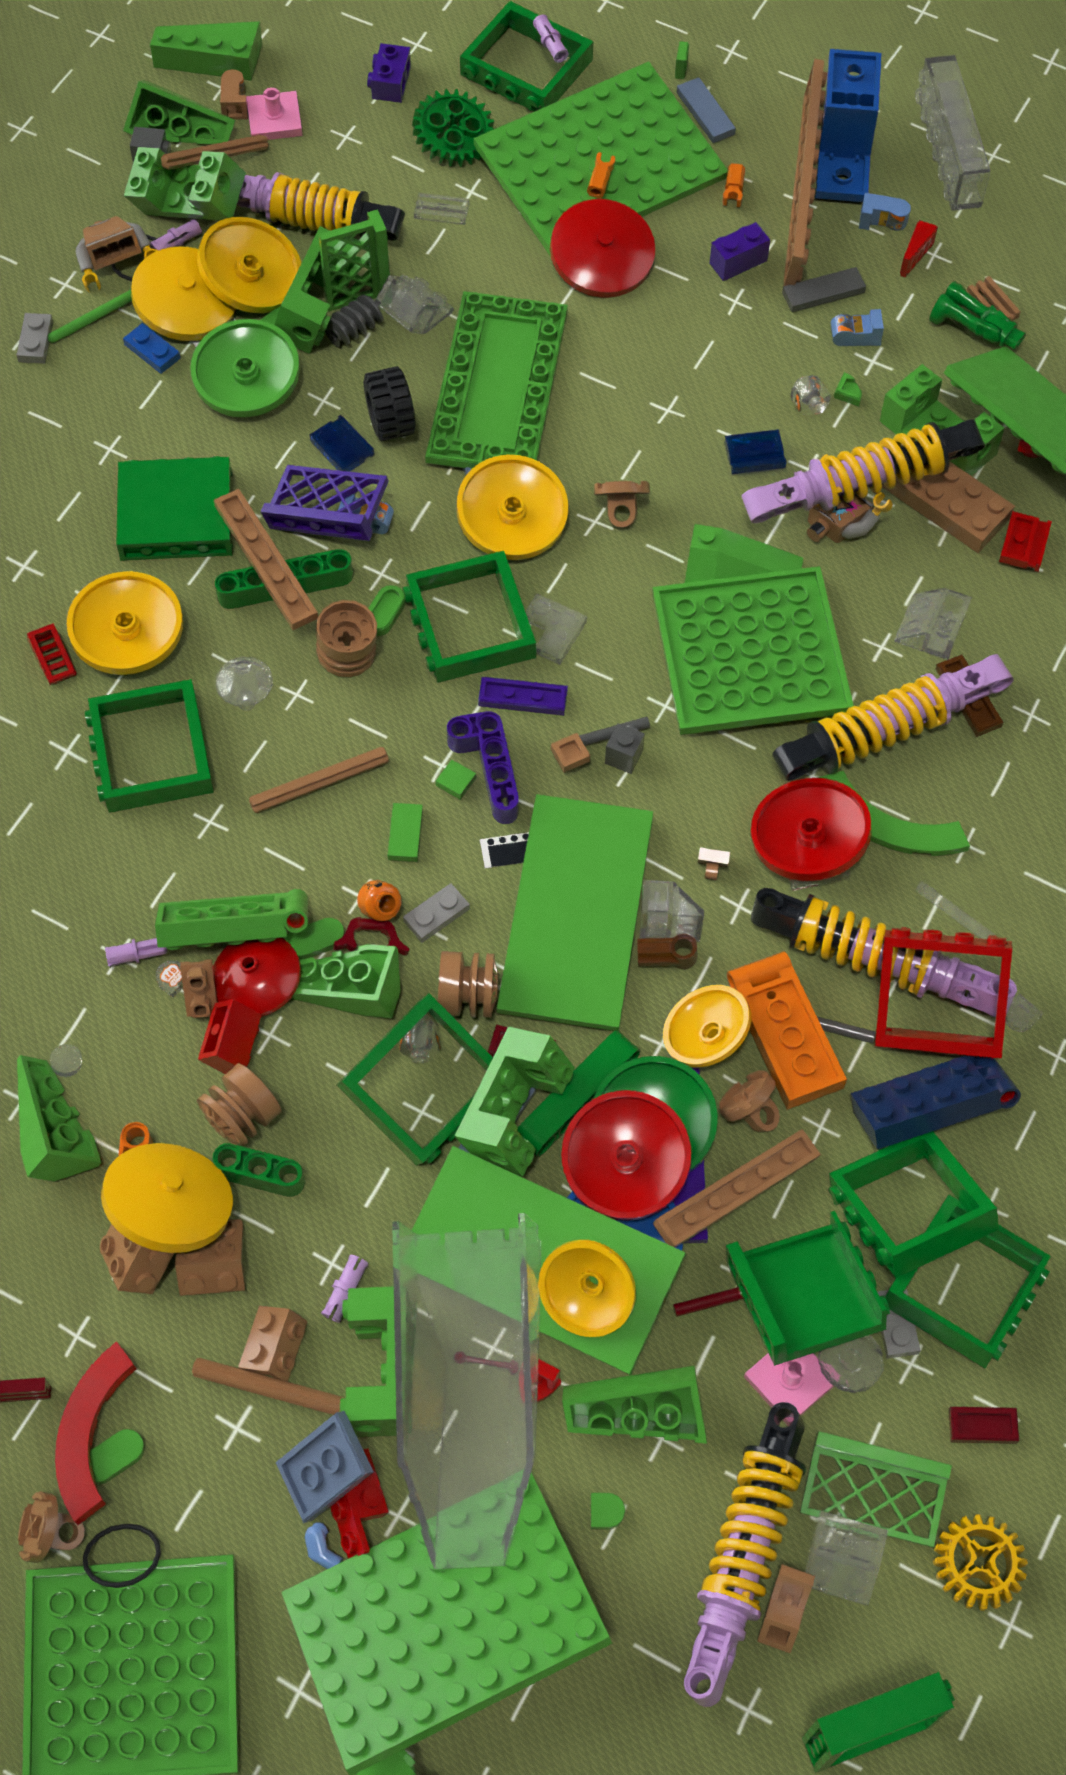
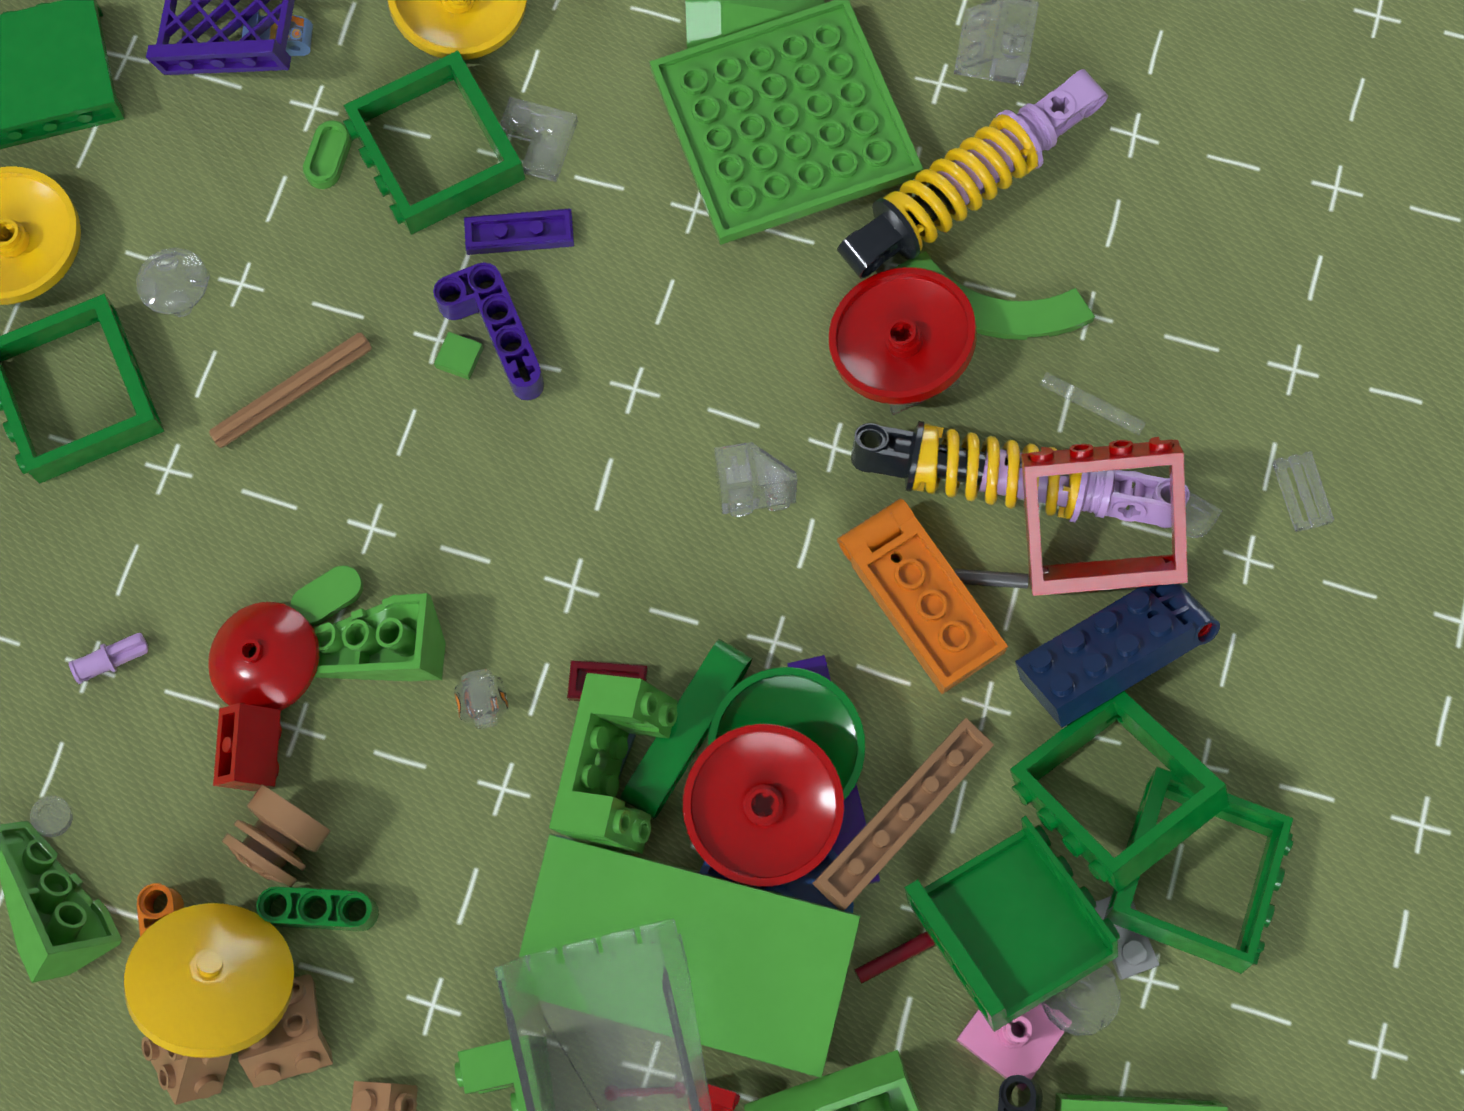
camera: 10 degrees left, 10 degrees up
(169, 977) = (161, 681): tile -> none
(198, 988) = (195, 693): medium nougat hips -> none
(231, 919) = (216, 596): bright green hinge -> none
(266, 559) = (164, 120): medium nougat plate -> none
(322, 564) = (177, 135): green beam -> none
(346, 638) = (284, 184): medium nougat wheel -> none
(348, 1279) = (454, 1035): lavender pin -> none
(351, 1088) = (437, 730): green window -> none
(359, 923) = (395, 563): dark red helmet -> none
(379, 900) = (395, 533): orange head -> none
(405, 832) = (410, 436): bright green tile -> none
(436, 913) = (469, 531): light grey plate -> none
(467, 983) = (524, 621): medium nougat wheel -> none
(504, 850) = (543, 431): black sticker -> none
(570, 752) = (591, 295): medium nougat tile -> none
(575, 913) = (639, 498): bright green tile -> none
(576, 1301) = (749, 1005): yellow dish -> none
(605, 734) = (630, 260): dark grey bar -> none
(624, 748) = (656, 275): dark grey brick -> none
(663, 951) = (754, 528): reddish brown piece -> none
(707, 1025) = (814, 603): yellow dish -> none
(713, 859) = (792, 397): tile -> none
(748, 1100) = (893, 694): medium nougat tile -> none
(980, 714) = (1076, 145): reddish brown tile -> none
(983, 1425) = (1250, 1040): dark red tile -> none

